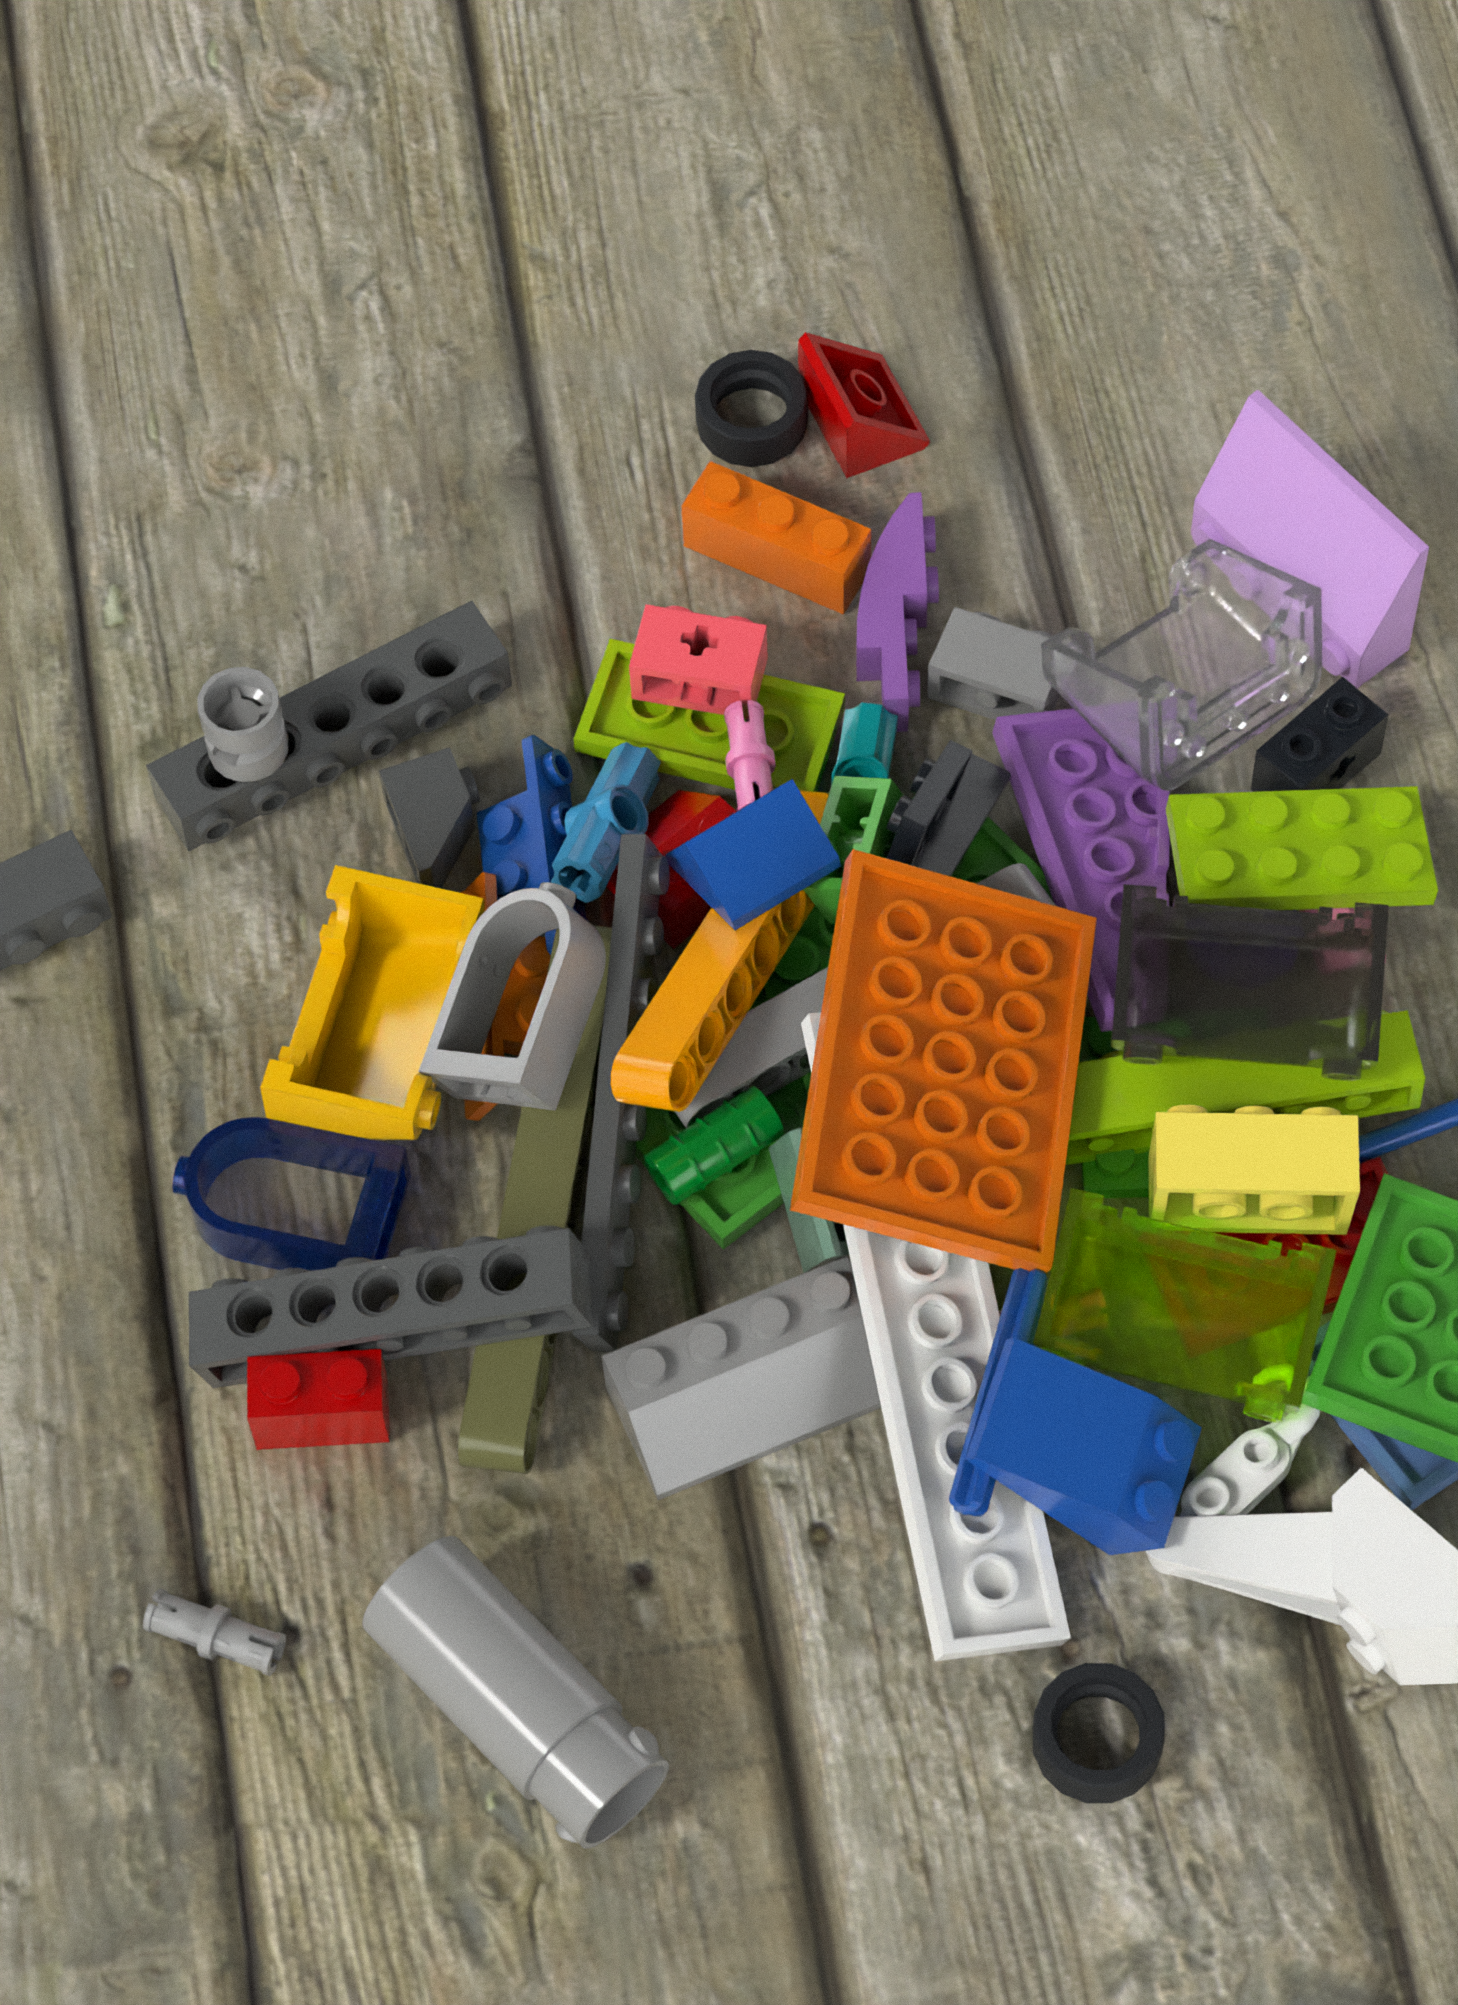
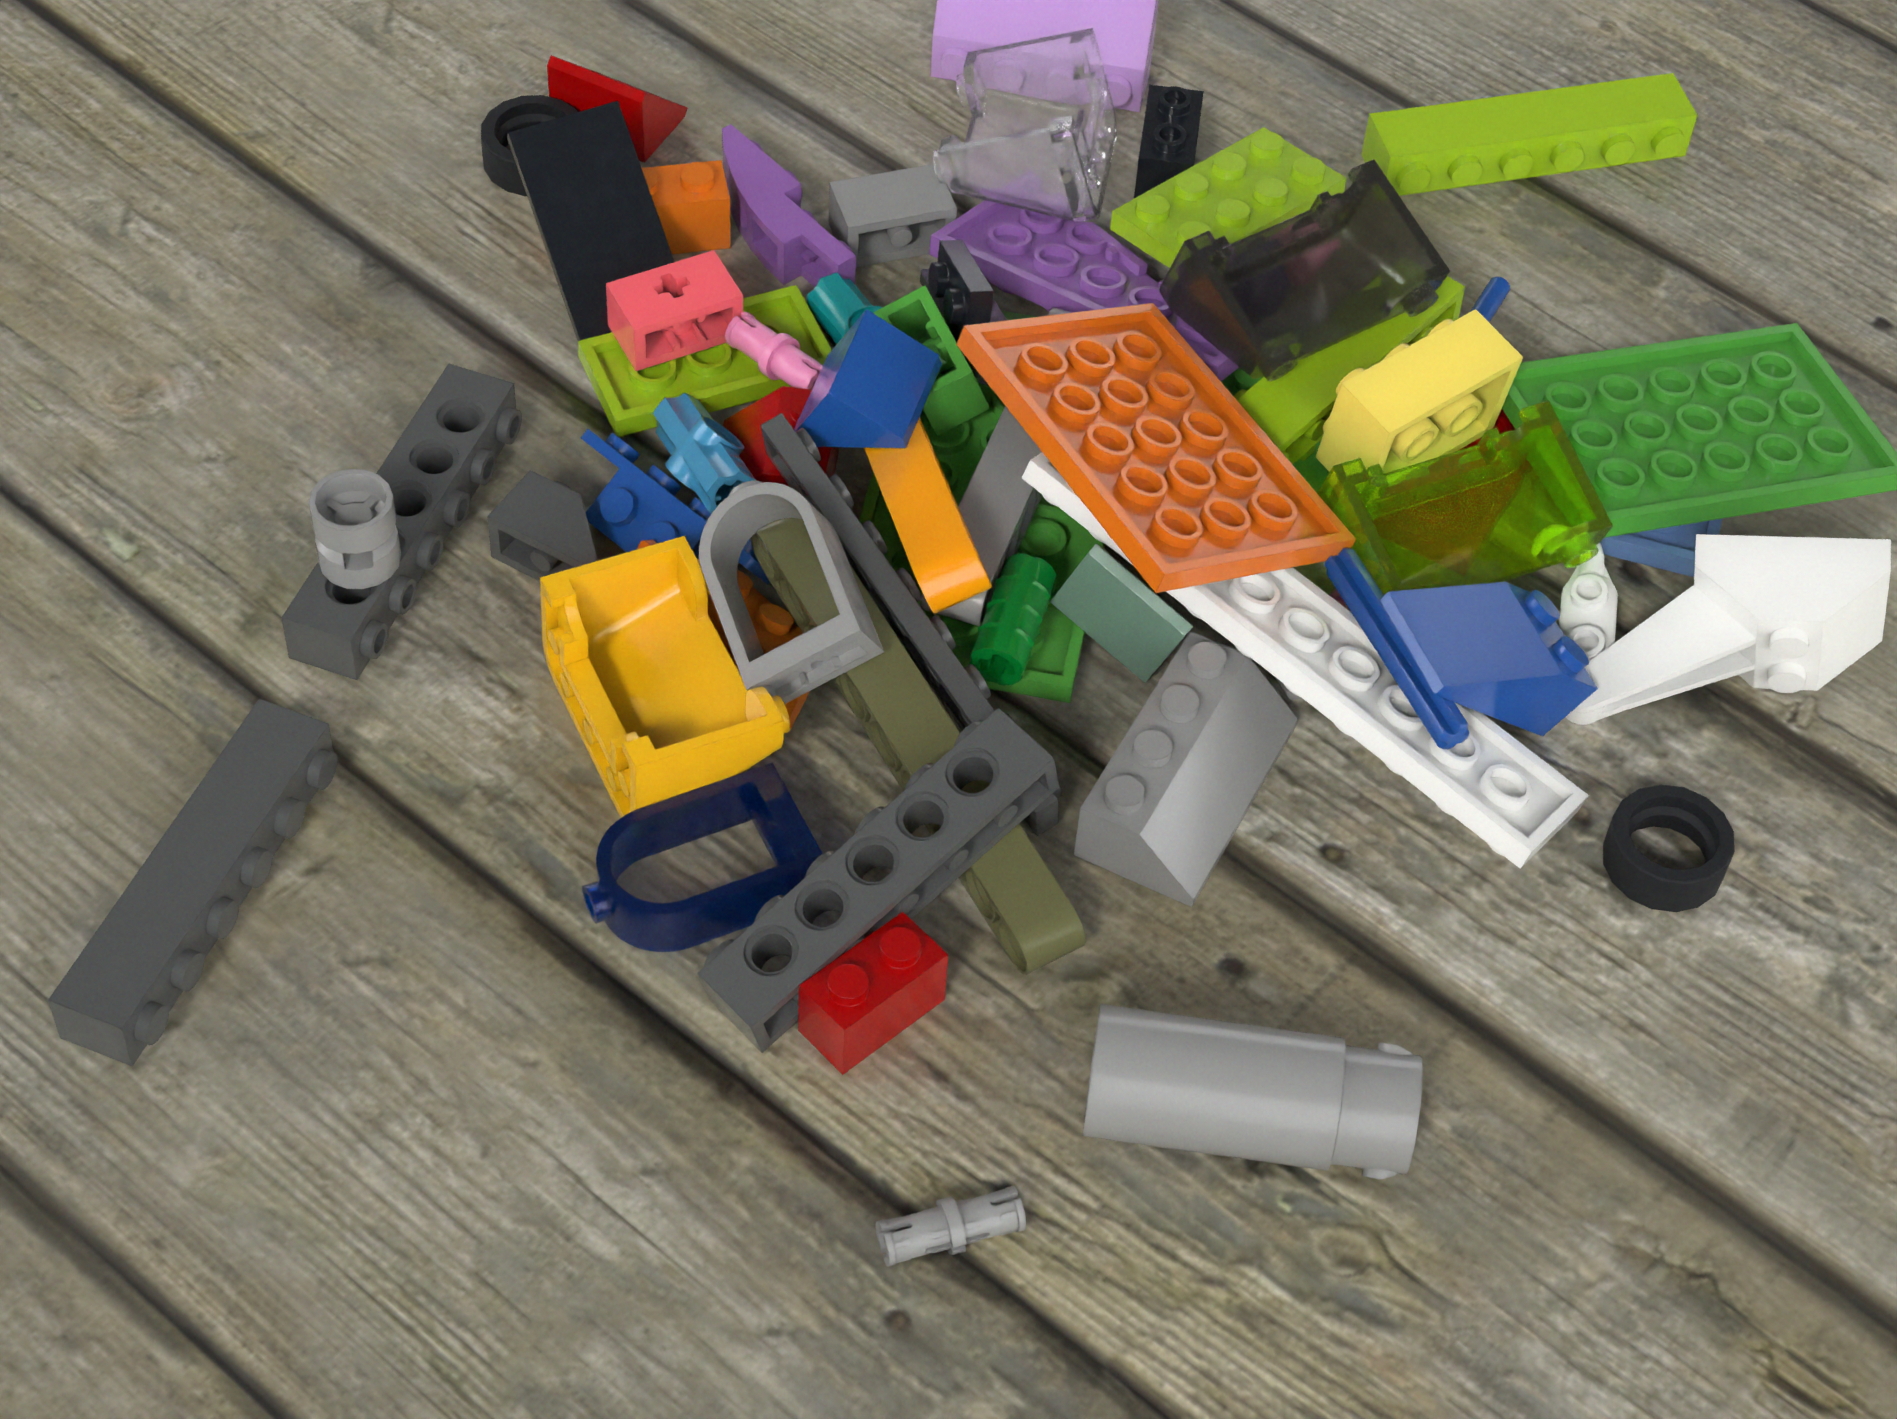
camera: 45 degrees left, 10 degrees down
(705, 516) = (589, 207): none -> black tile

